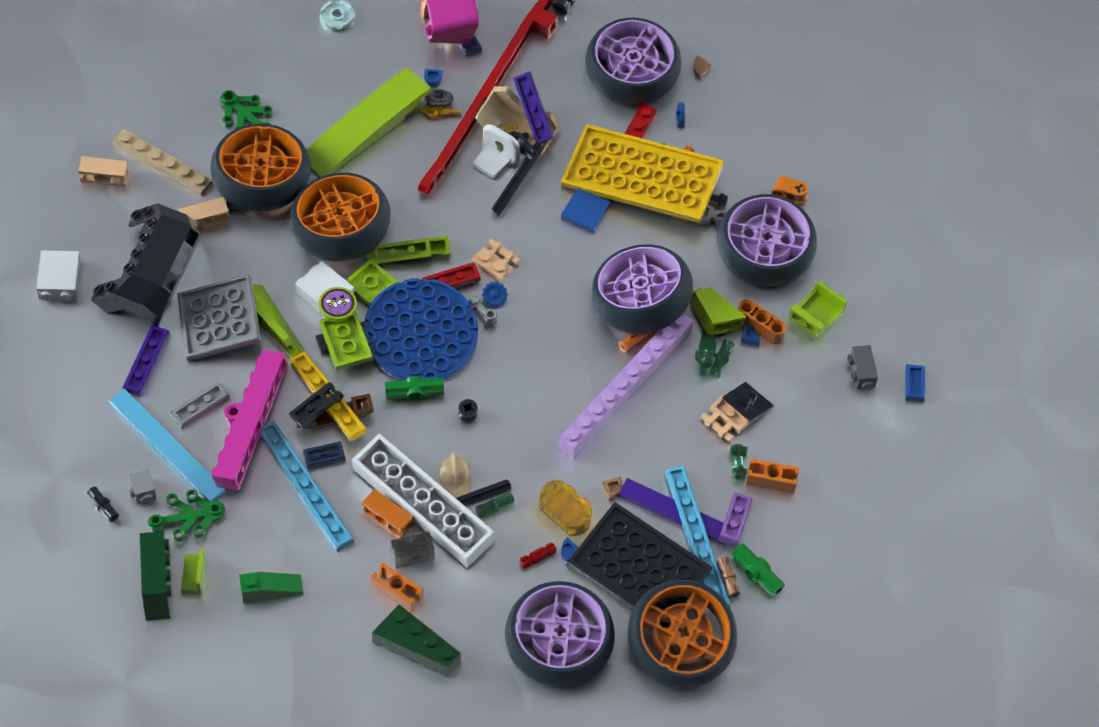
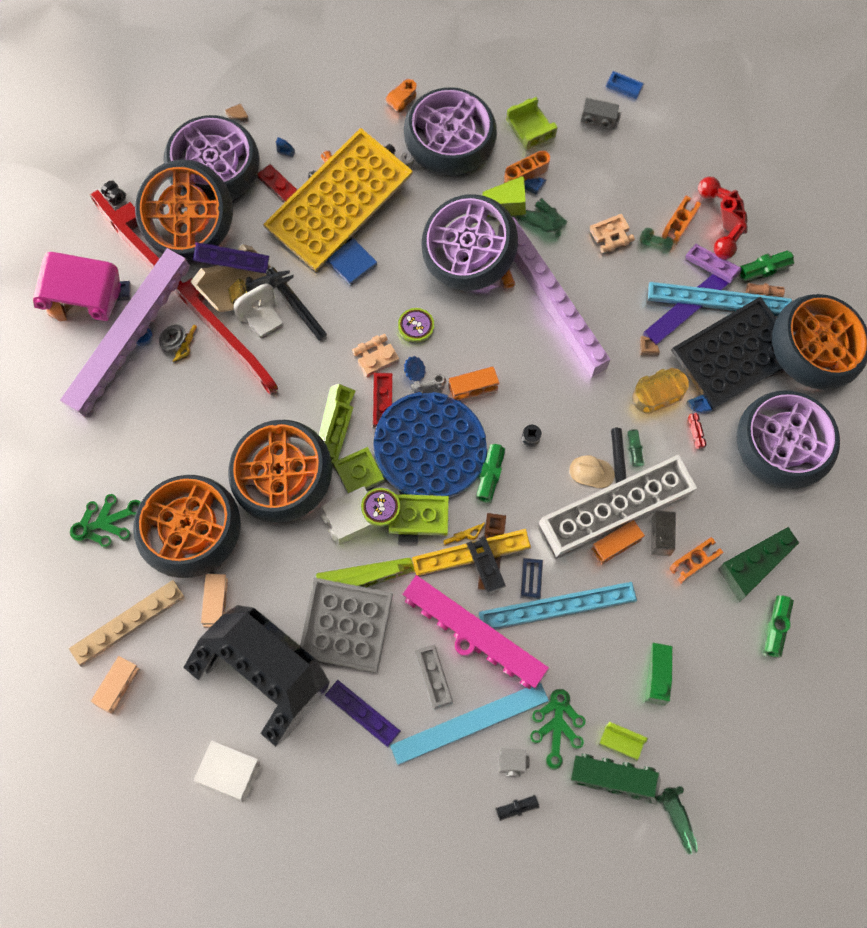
camera: 70 degrees left, 10 degrees up
(154, 623) = (678, 815): none -> clear green piece
(337, 23) = (27, 405): light aqua tile -> none
(344, 386) = (465, 534): none -> yellow hand
(344, 677) = (775, 637): none -> green piece
(367, 122) = (171, 410): lime slope -> none
(425, 59) = (125, 333): none -> lavender brick
(499, 346) = (473, 384): none -> orange piece
(542, 282) = (416, 325): none -> tile
(565, 55) = (183, 176): none -> orange wheel
(747, 401) = (602, 210): black piece -> none
(799, 513) = (733, 215): none -> red piece

